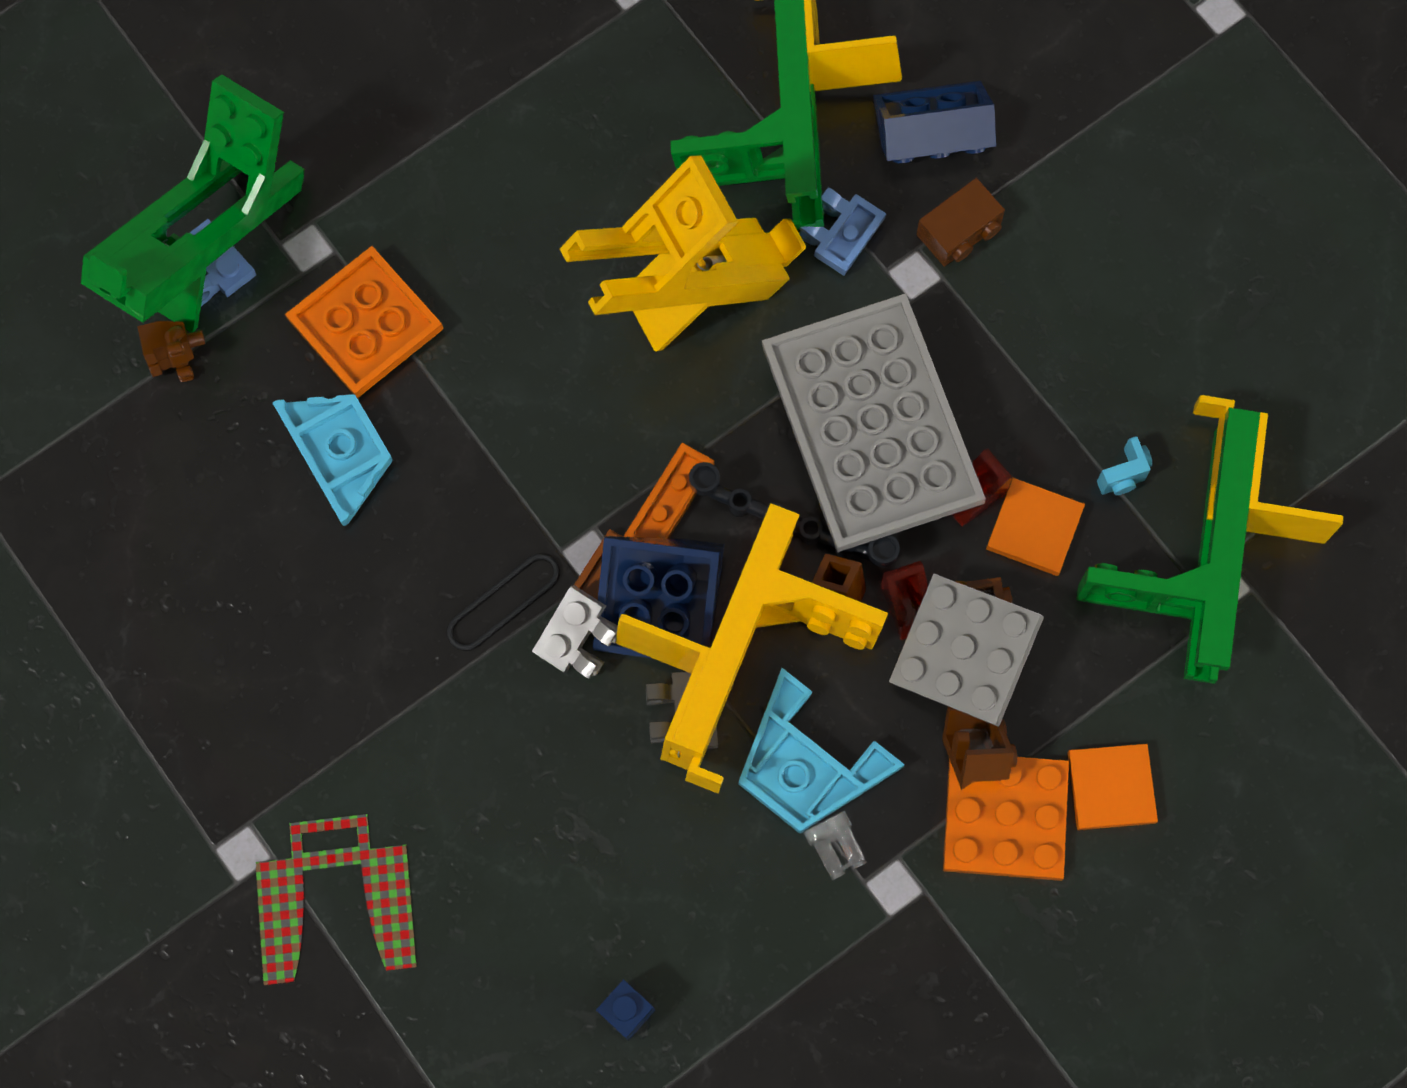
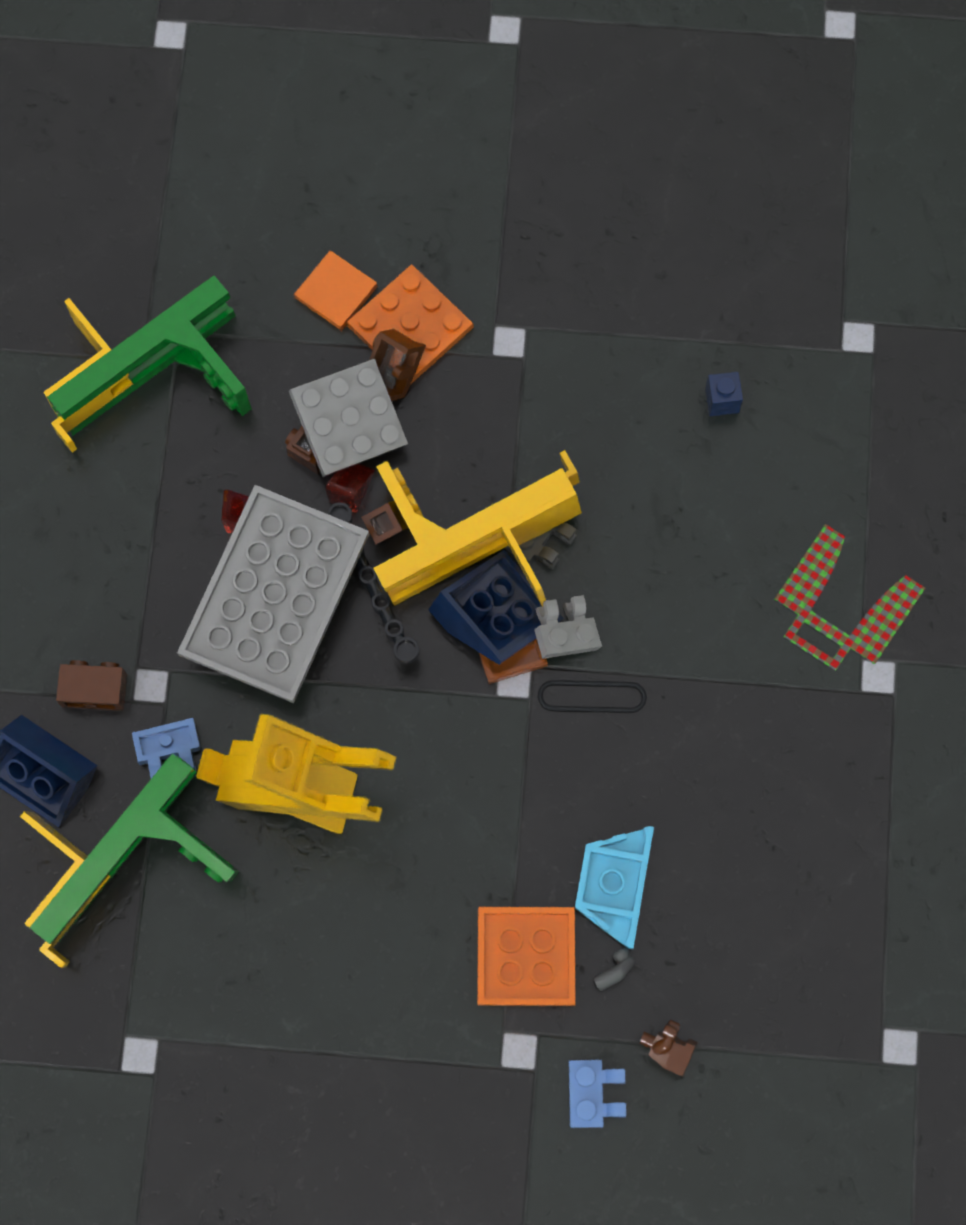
camera: 140 degrees left, 0 degrees up
(157, 273) = (642, 1082): green piece -> none
(270, 375) = (616, 973): none -> dark grey arm
(669, 497) = (434, 671): orange tile -> none
(796, 774) = (509, 444): medium azure wing -> none
(829, 831) = (518, 397): clear piece -> none
(1035, 527) = (233, 465): orange tile -> none
(1125, 476) = (155, 448): medium azure bracket -> none

